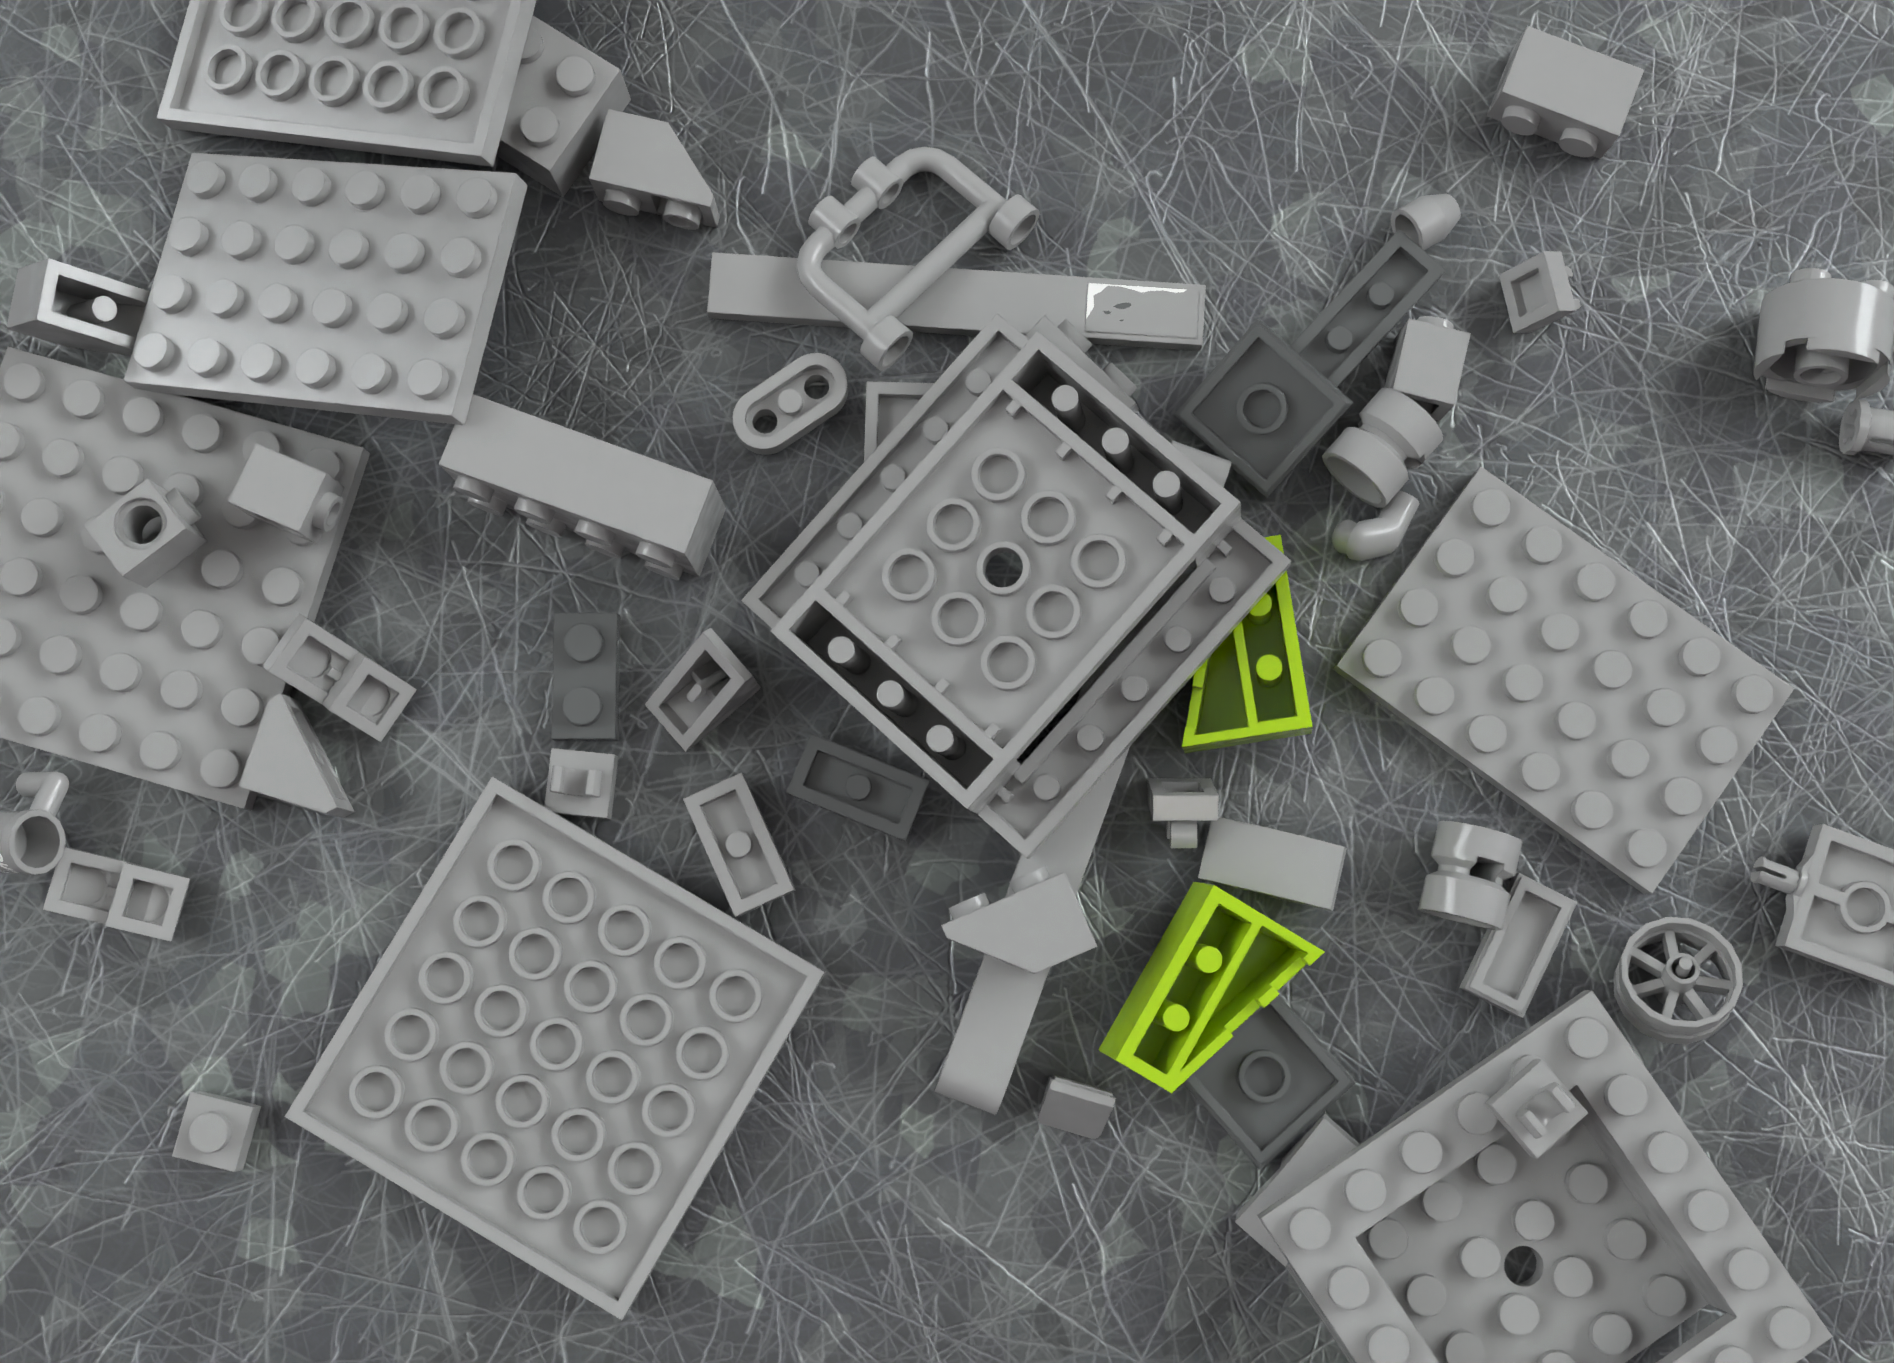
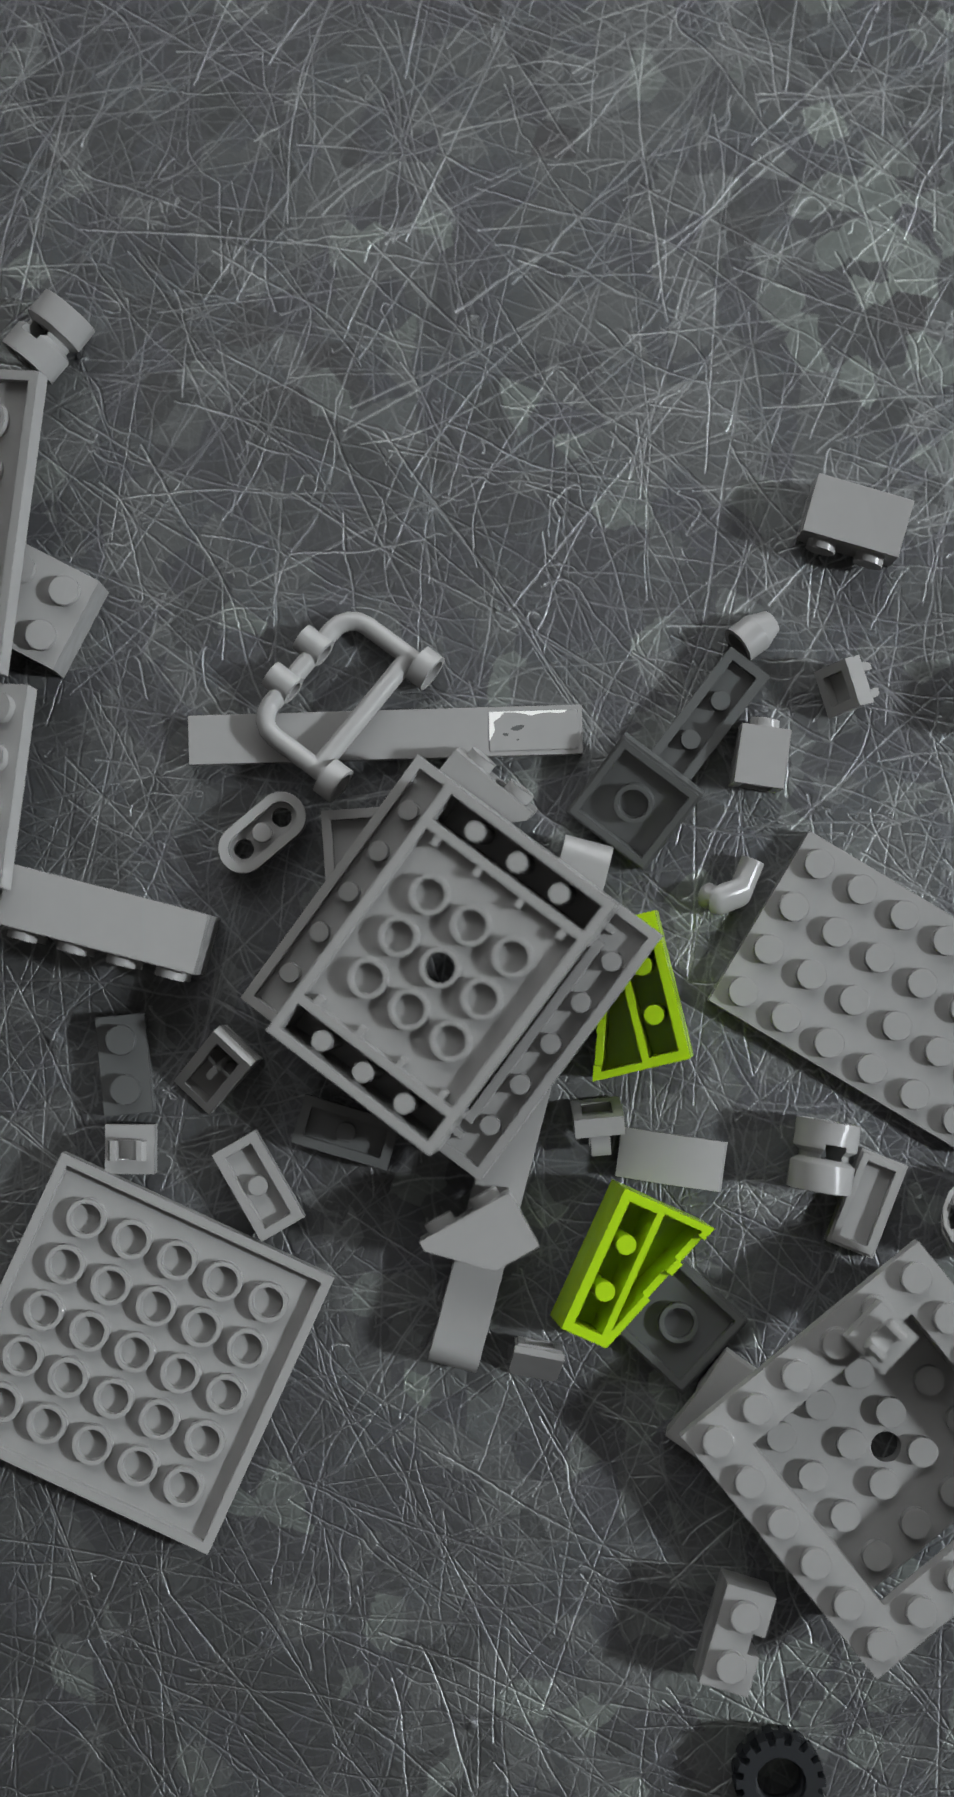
camera: 10 degrees left, 5 degrees up
(648, 170) = (129, 652): light grey slope -> none
(1390, 438) = (731, 824): light grey wheel -> none

